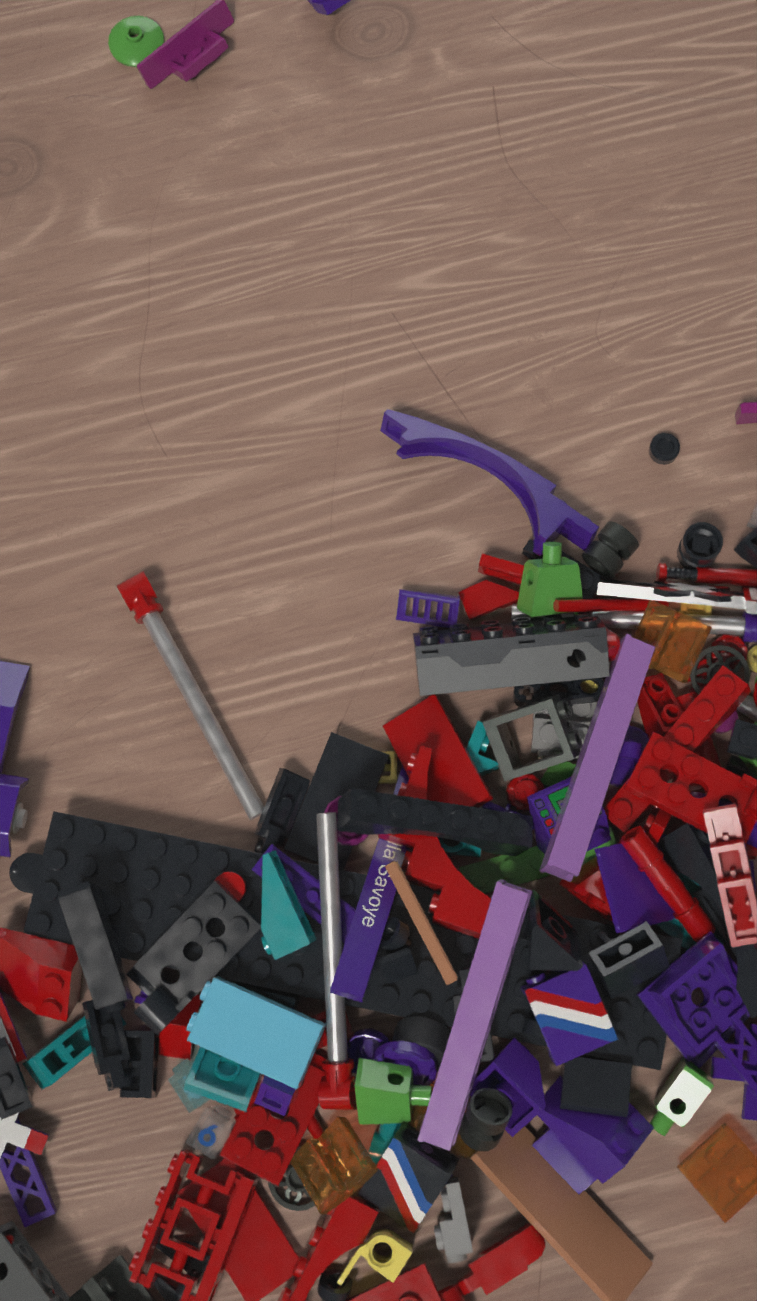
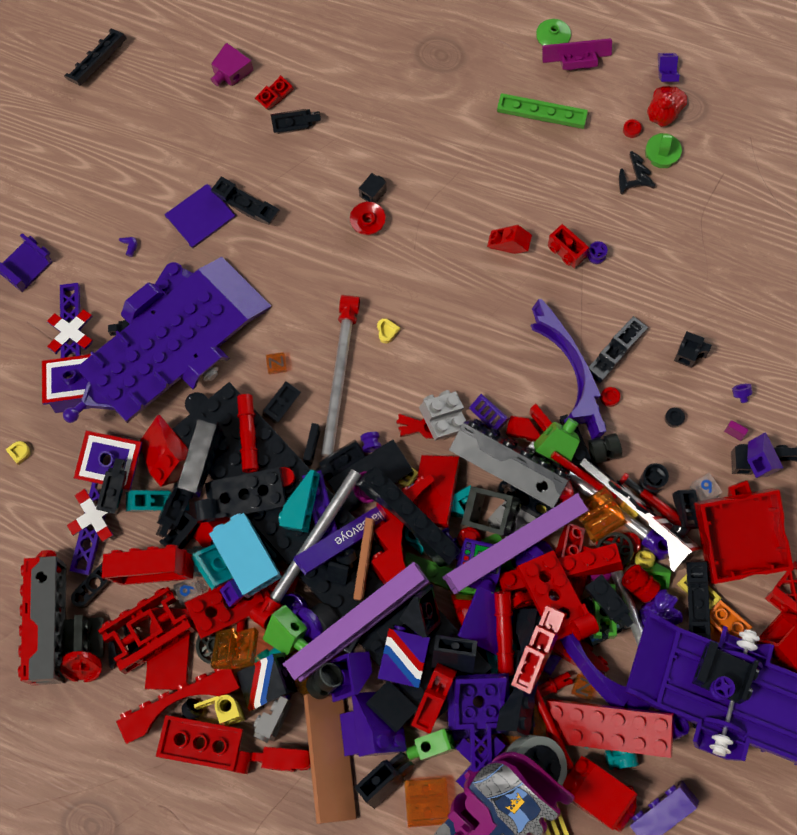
camera: 35 degrees right, 5 degrees down
(50, 411) = (373, 188): none -> black brick
(72, 444) = (366, 211): none -> red dish
(77, 1244) = (86, 583): none -> black beam
(95, 739) = (276, 363): none -> clear orange tile
(132, 1143) = (147, 565): none -> red piece
(134, 865) = (247, 433): none -> red piece
(144, 788) = (281, 402): none -> black hinge
(199, 155) = (542, 111): none -> bright green plate
(212, 590) = (387, 330): none -> light yellow tile
(227, 815) = (312, 444): none -> black tile
(285, 357) = (510, 239): none -> red slope
(303, 756) = (370, 441): none -> dark purple wheel
(333, 103) = (632, 128): none -> red tile
(355, 42) = (666, 105): none -> red hair
(363, 682) = (413, 426): none -> red piece
(368, 315) = (568, 246): none -> red brick
(373, 652) = (443, 414): none -> light grey plate
(389, 156) = (640, 172): none -> black piece
(395, 106) = (663, 150): none -> bright green tile
(411, 291) = (595, 249): none -> dark purple wheel
(529, 409) = (617, 349): none -> black slope
(565, 477) = (610, 396): none -> red tile
(621, 345) = (691, 348): none -> black brick
(644, 1036) = (433, 698): none -> red slope
(653, 1189) = (383, 780): none -> black hinge
(724, 357) = (742, 391): none -> dark purple tile

